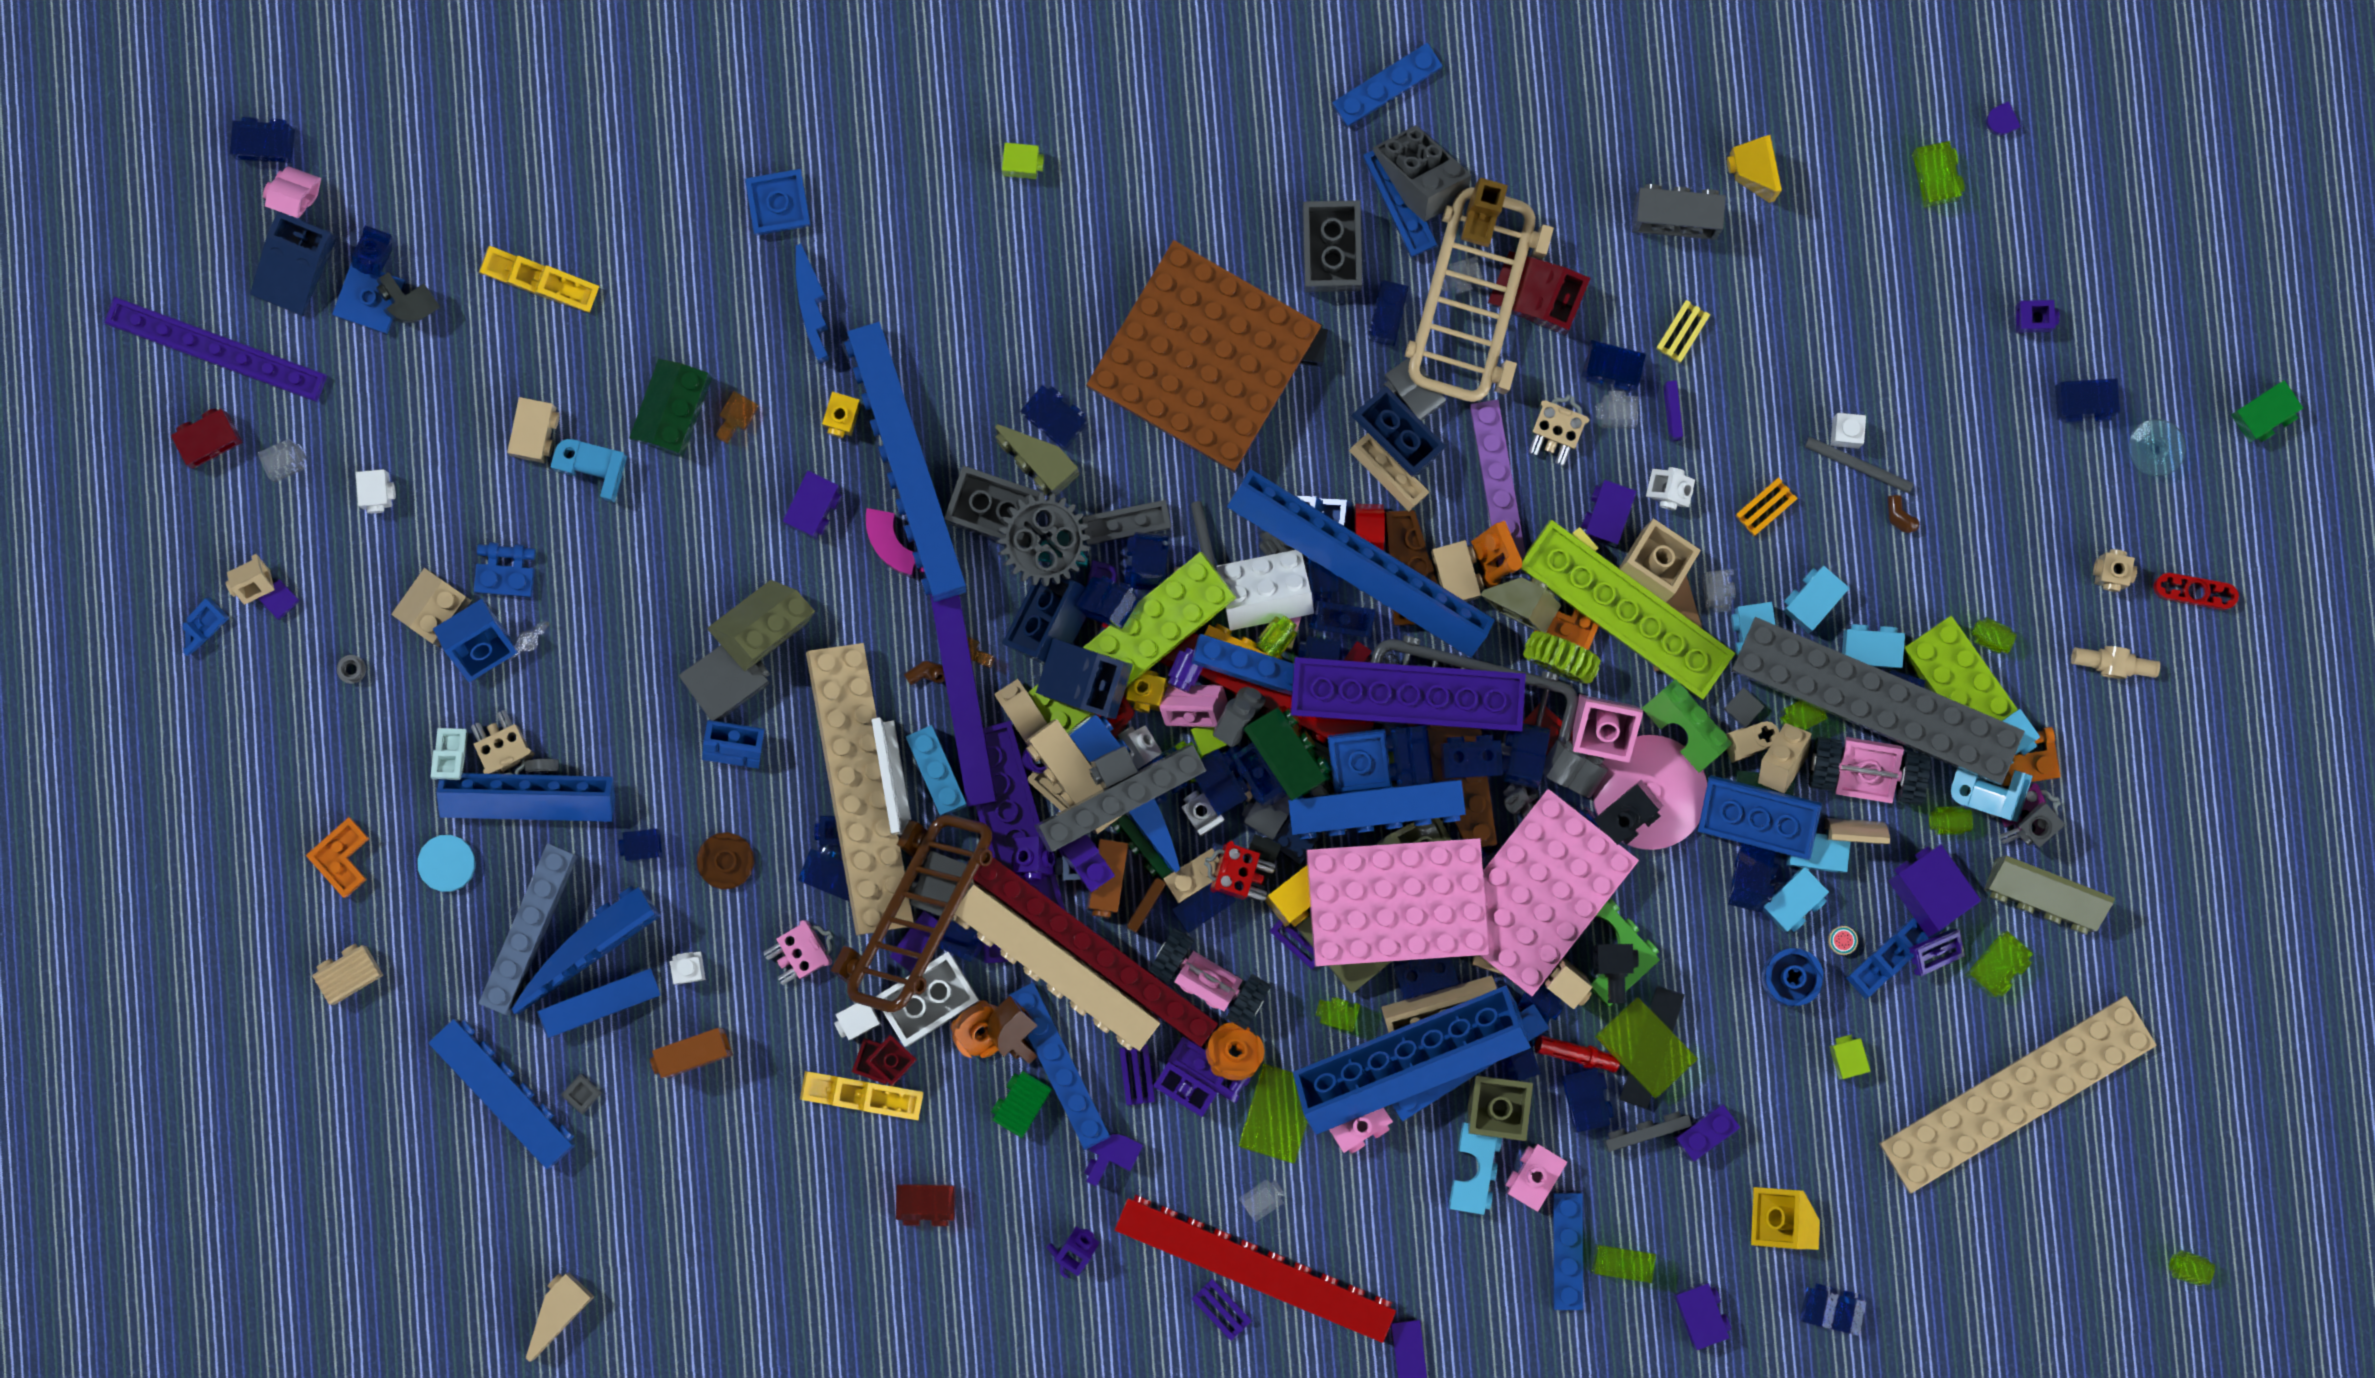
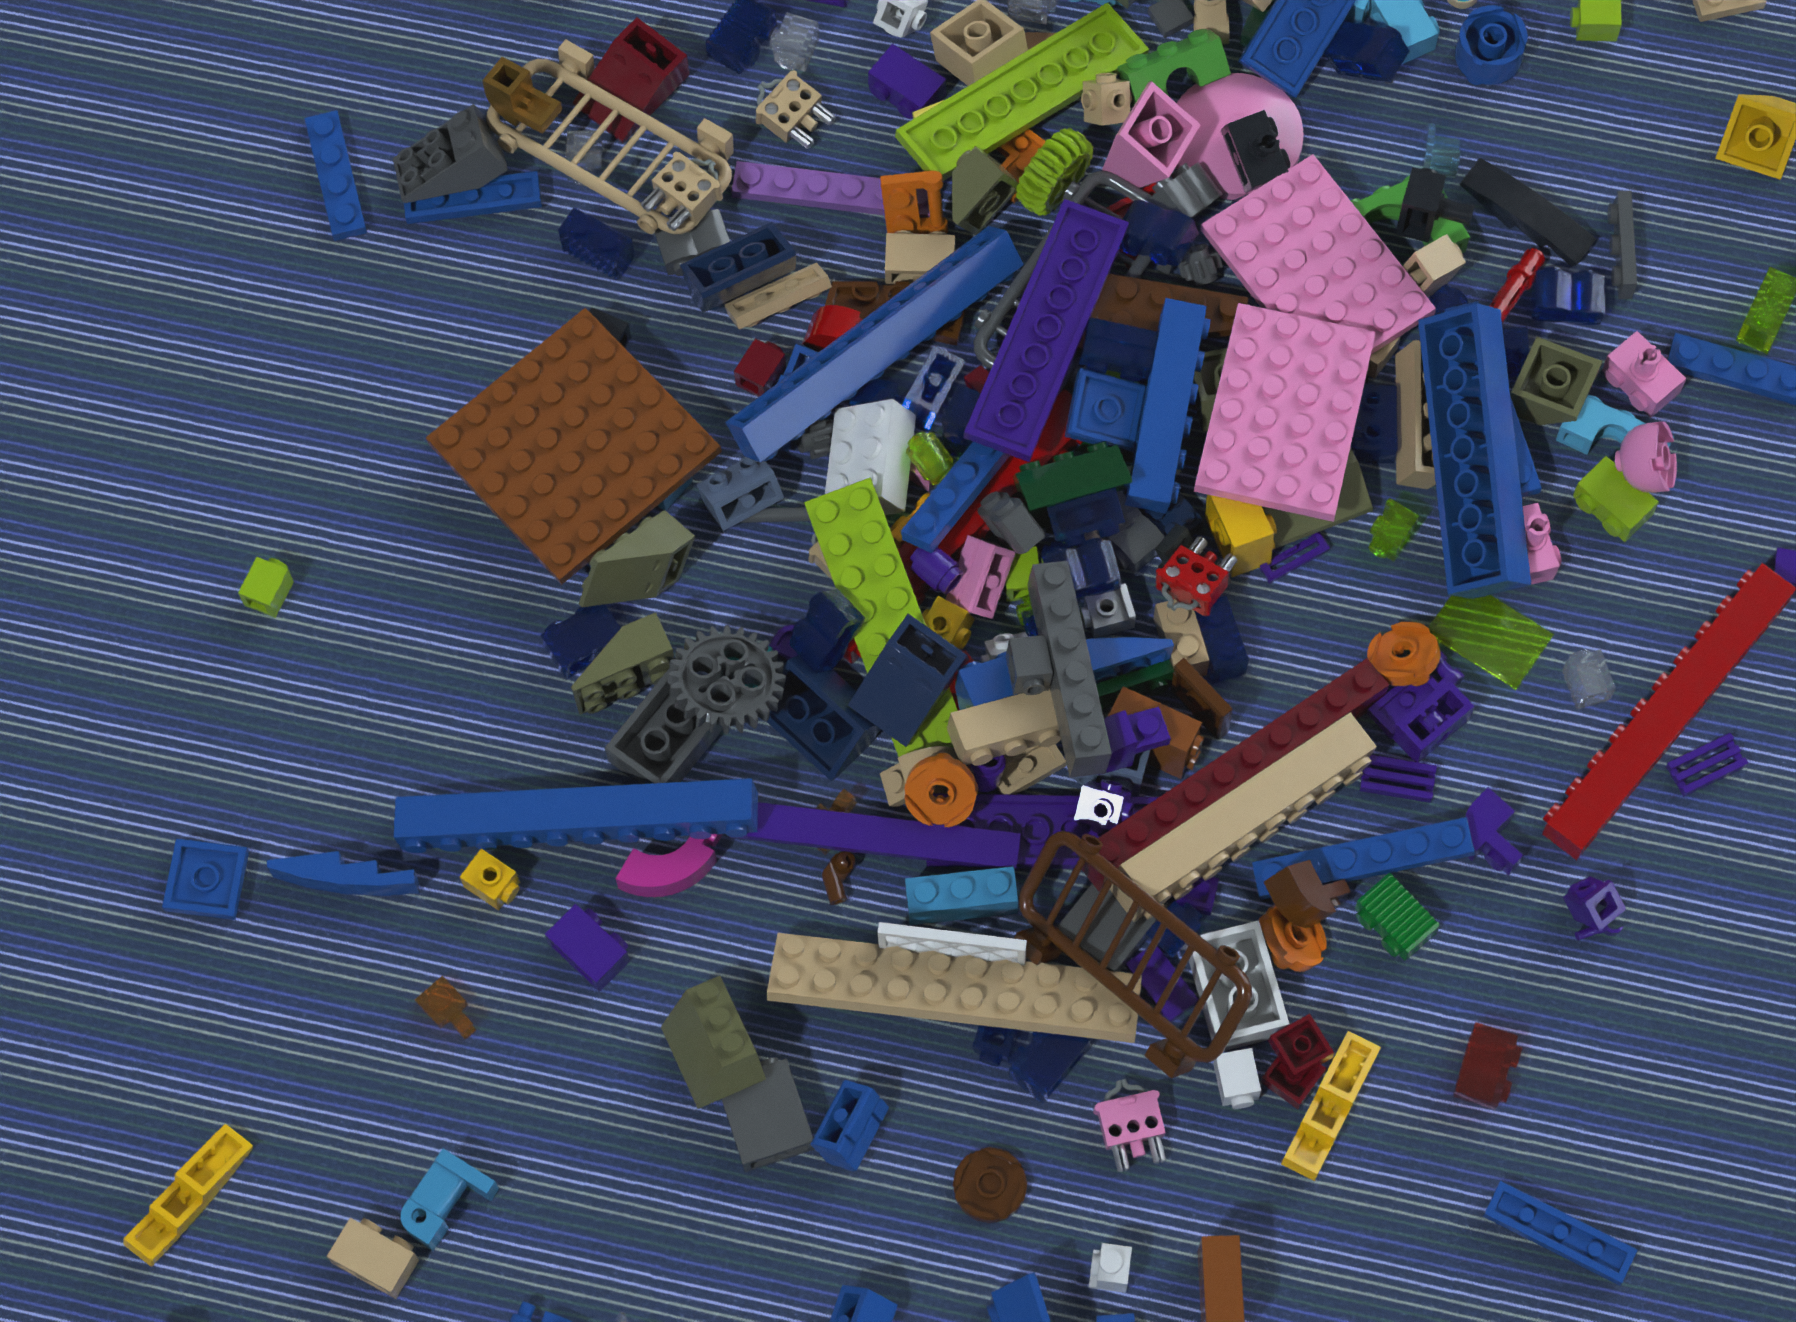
camera: 70 degrees left, 15 degrees down
(641, 845) = (939, 1279): clear blue brick -> none
(671, 407) = (406, 1080): dark green slope -> none
(815, 1291) = (1560, 1233): none -> blue plate
(1015, 726) = (938, 810): none -> orange plate
(1119, 441) = (639, 563): none -> olive slope
(1125, 522) = (737, 588): dark grey plate -> none
(1148, 560) = (790, 578): clear blue brick -> none
(1208, 496) = (740, 492): none -> sand blue brick
(1209, 980) = (1351, 628): plate -> none
(1322, 478) = (760, 367): none -> dark red brick
(1332, 246) = (497, 277): dark grey brick -> none
(1419, 1182) = (1614, 500): none -> lime brick
(1449, 1199) = (1647, 458): none -> bright pink cylinder
(1450, 377) = (684, 188): none -> tan piece
(1471, 759) = (1143, 284): clear blue brick -> none
(1640, 679) = (1106, 99): none -> tan brick
(1646, 1047) = (1528, 212): clear neon green piece -> none
(1685, 963) = (1441, 153): none -> clear light blue panel
(1706, 1132) = (1639, 171): dark purple brick -> none

